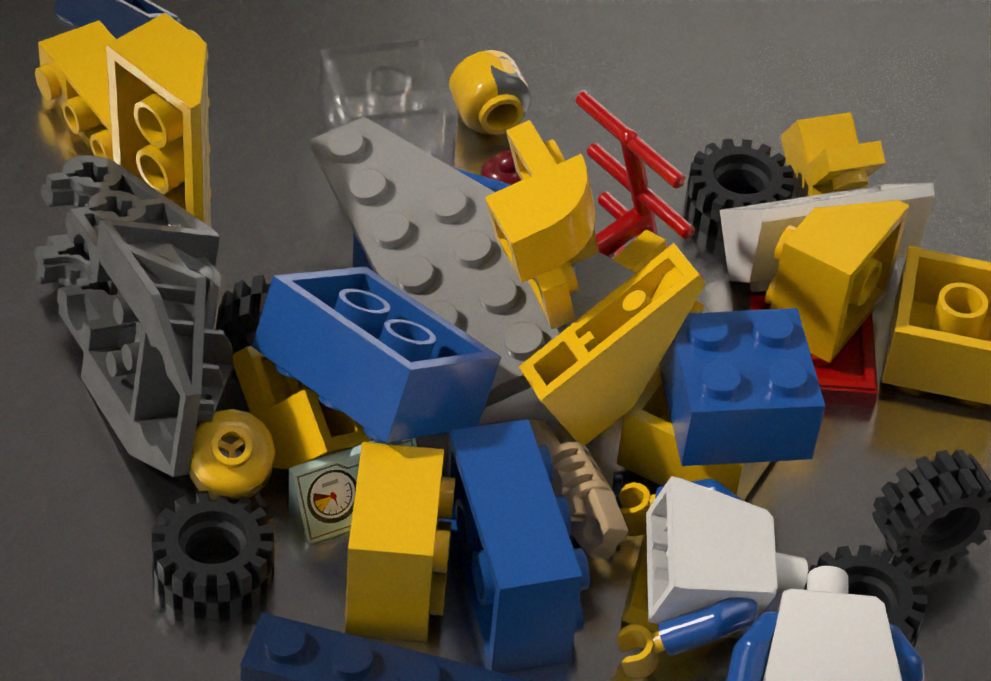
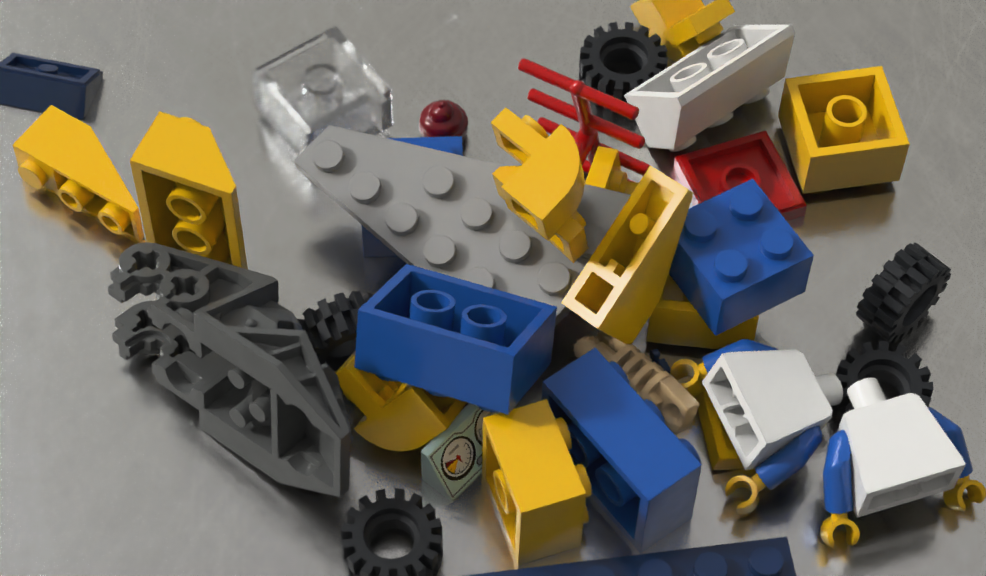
camera: 20 degrees left, 10 degrees up
(232, 476) = (390, 458): yellow head -> none
(489, 92) = (394, 50): yellow head -> none
(837, 269) = (741, 124): yellow slope -> none

